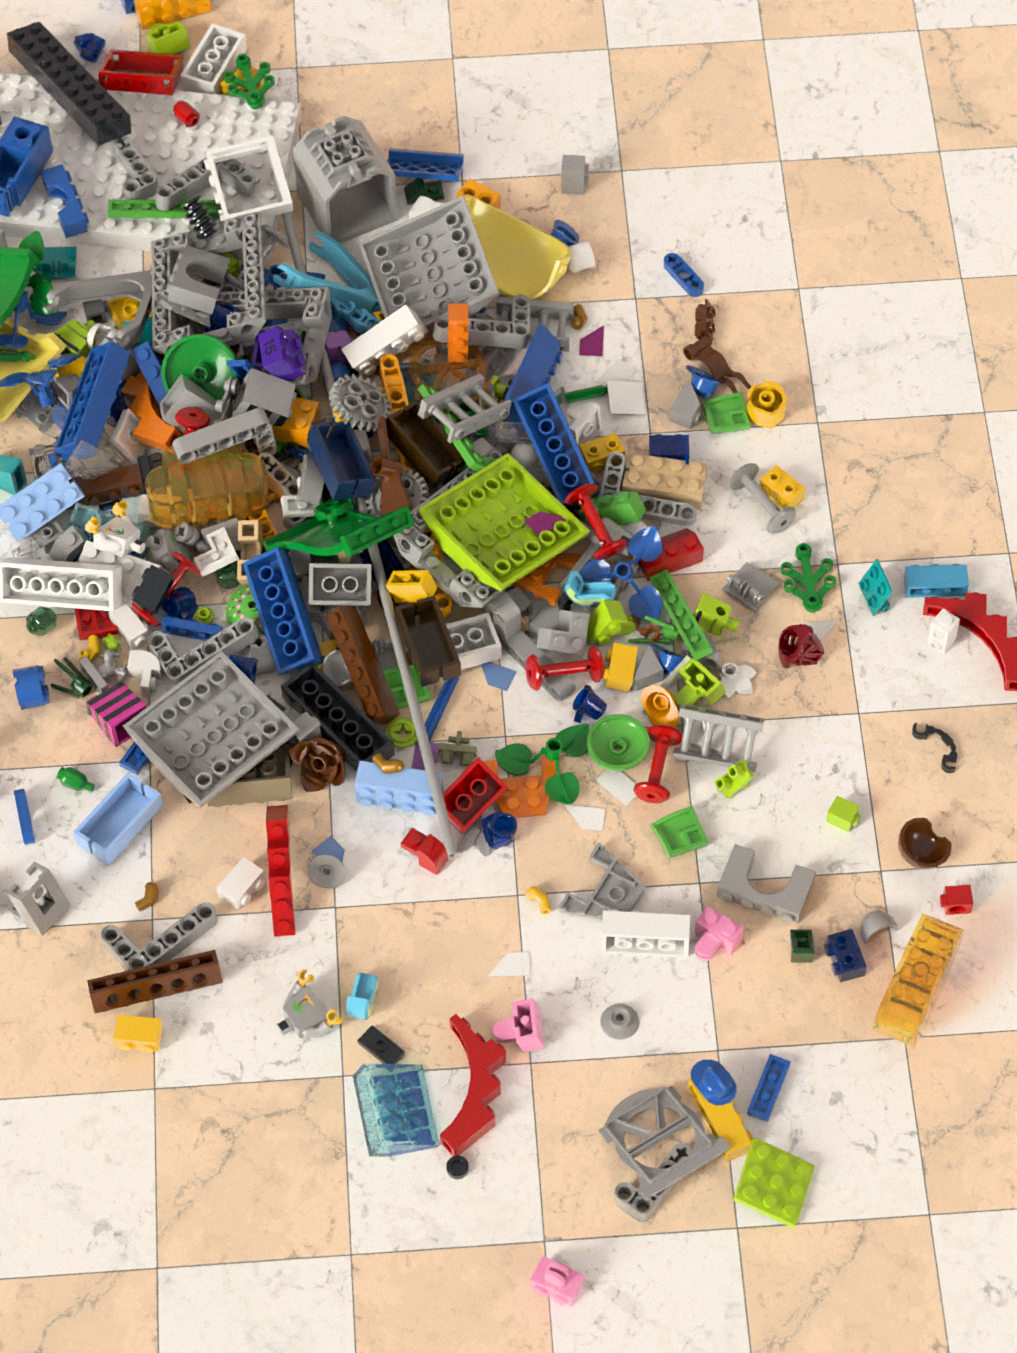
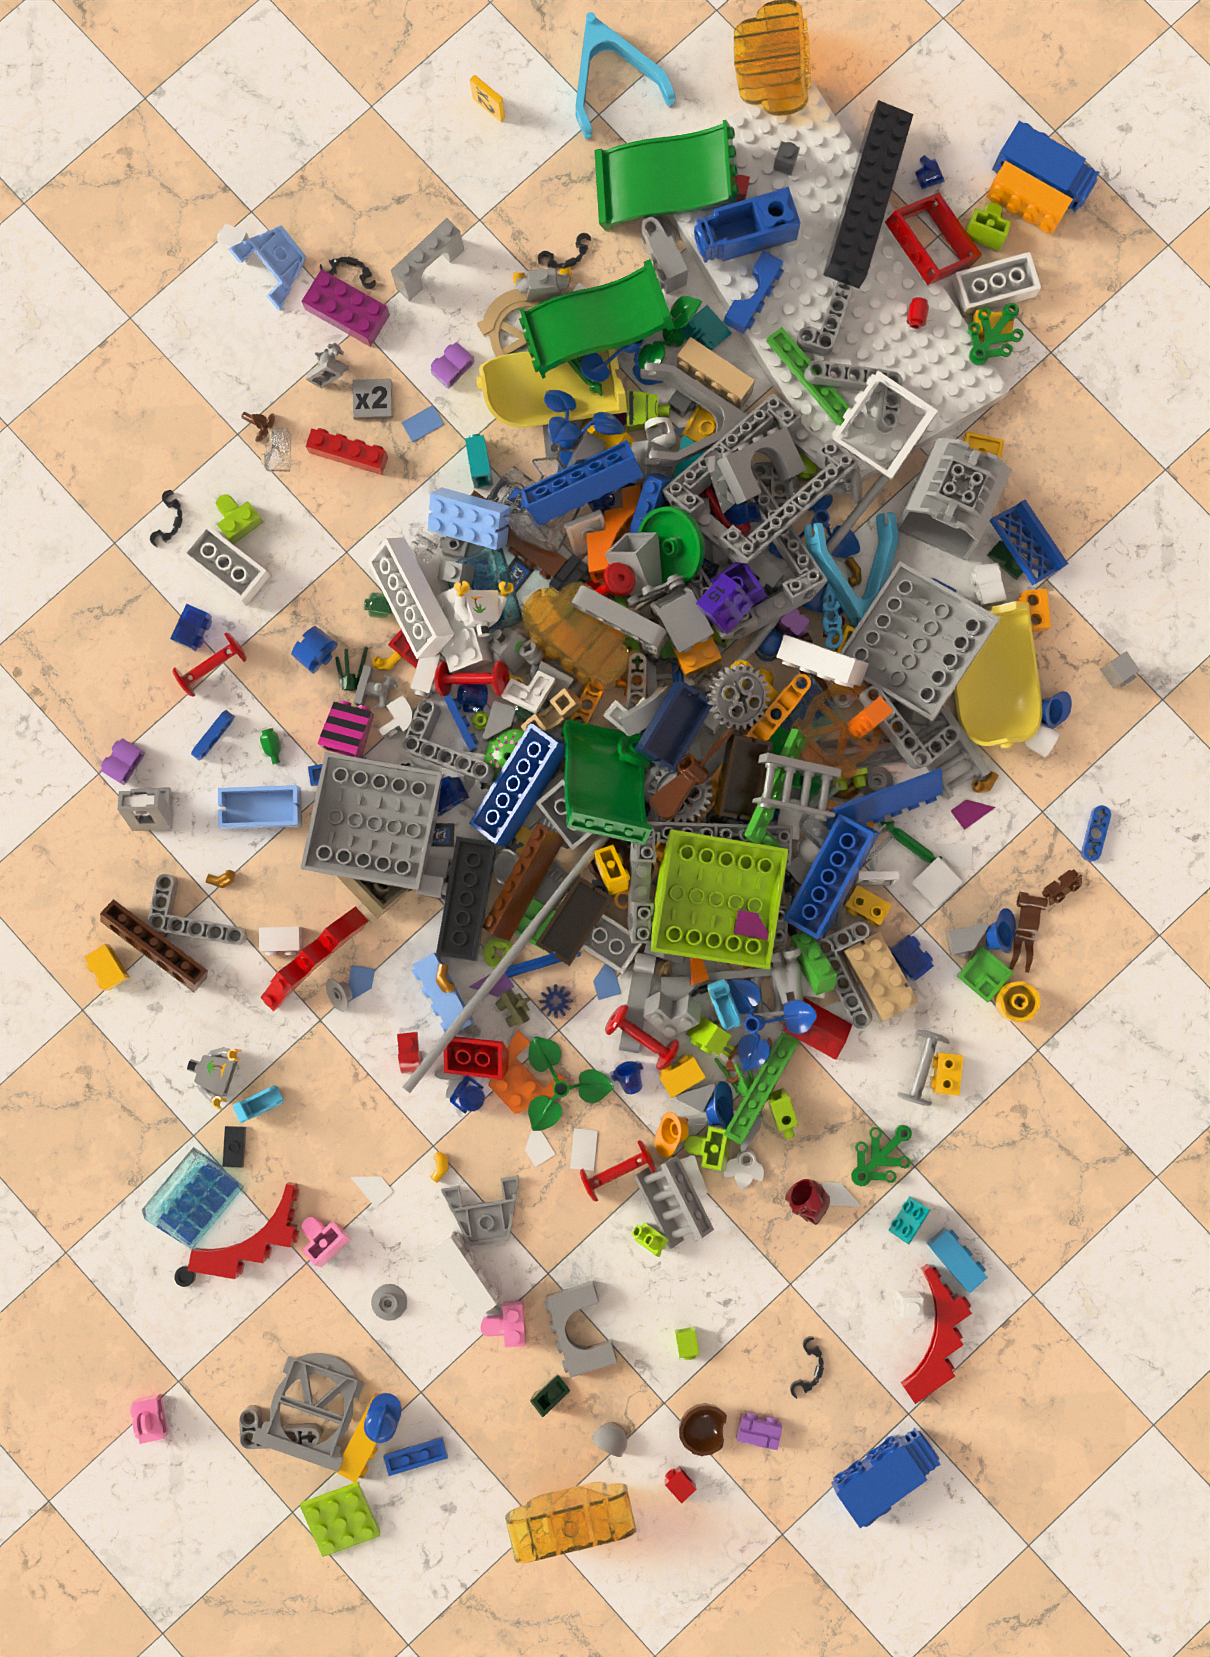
camera: 55 degrees right, 25 degrees up
(97, 264) = (715, 373): none -> tan piece
(111, 642) = (403, 672): lime plate -> none
(153, 589) = (457, 673): black brick -> none
(199, 218) = (820, 415): black piece -> none
(216, 597) = (500, 719): none -> light grey slope
(241, 367) = (695, 582): blue slope -> none
(315, 773) = (418, 918): reddish brown brick -> none
(479, 716) = (551, 996): none -> clear blue gear
(582, 496) = (770, 992): red hose -> none
(618, 732) = (612, 1141): bright green dish -> none
(680, 832) = (575, 1229): bright green plate -> none
(750, 586) = (838, 1116): light grey hinge -> none
(845, 955) = (566, 1434): clear blue brick -> none
(960, 811) = (759, 1431): none -> medium lavender brick

